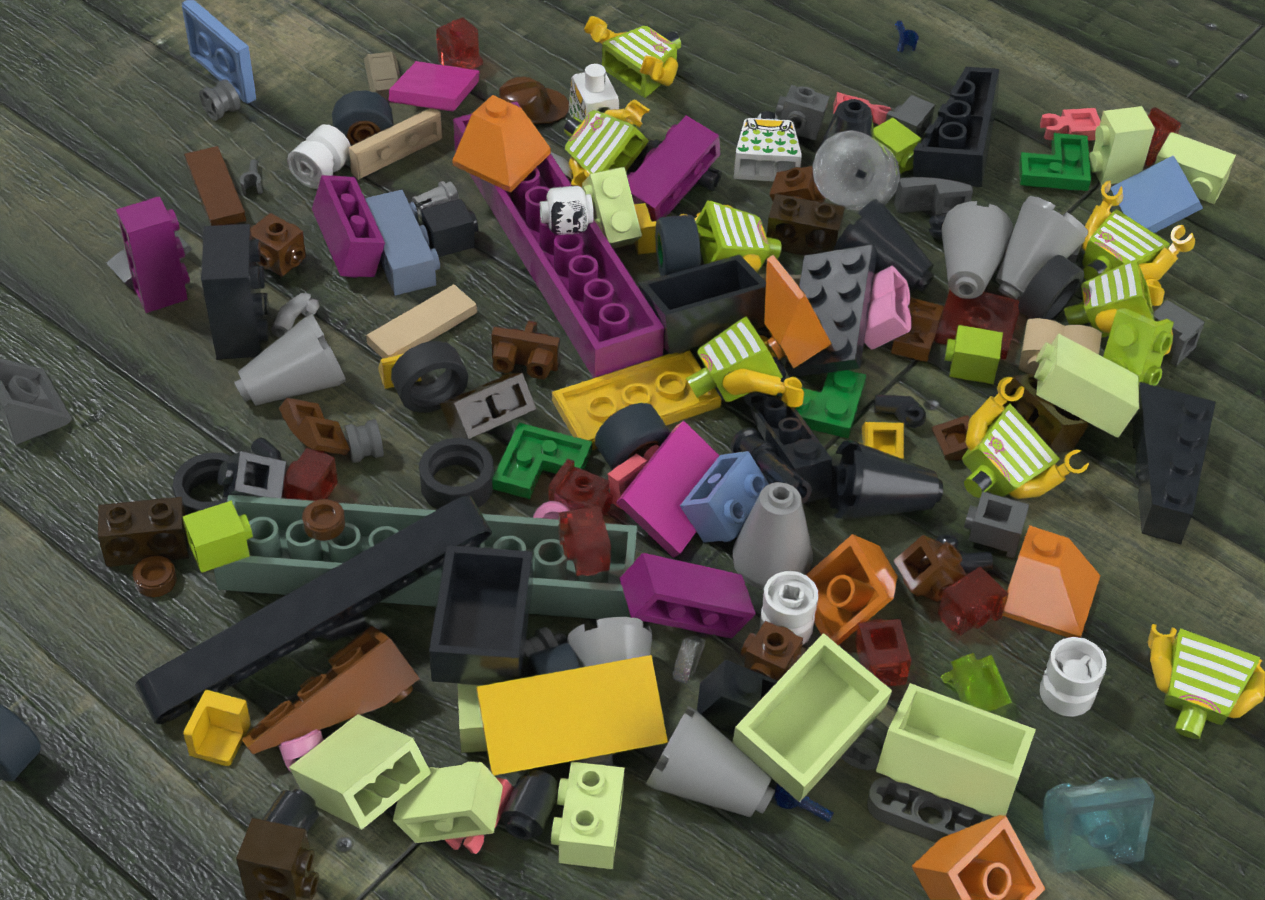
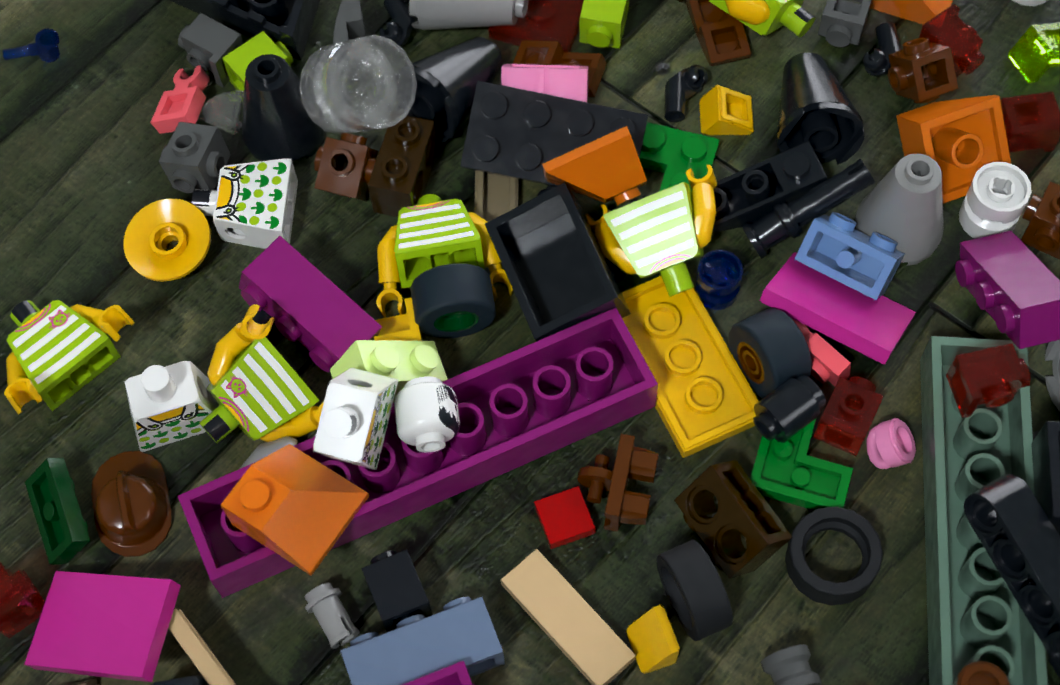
camera: 85 degrees left, 15 degrees up
(502, 317) = (564, 517): none -> red tile
(534, 64) = (57, 511): none -> dark green plate
(553, 155) = (355, 417): none -> white torso
(576, 436) = (788, 408): none -> black brick
(707, 415) = (715, 270): none -> clear blue wheel
(732, 104) = (158, 226): none -> yellow dish

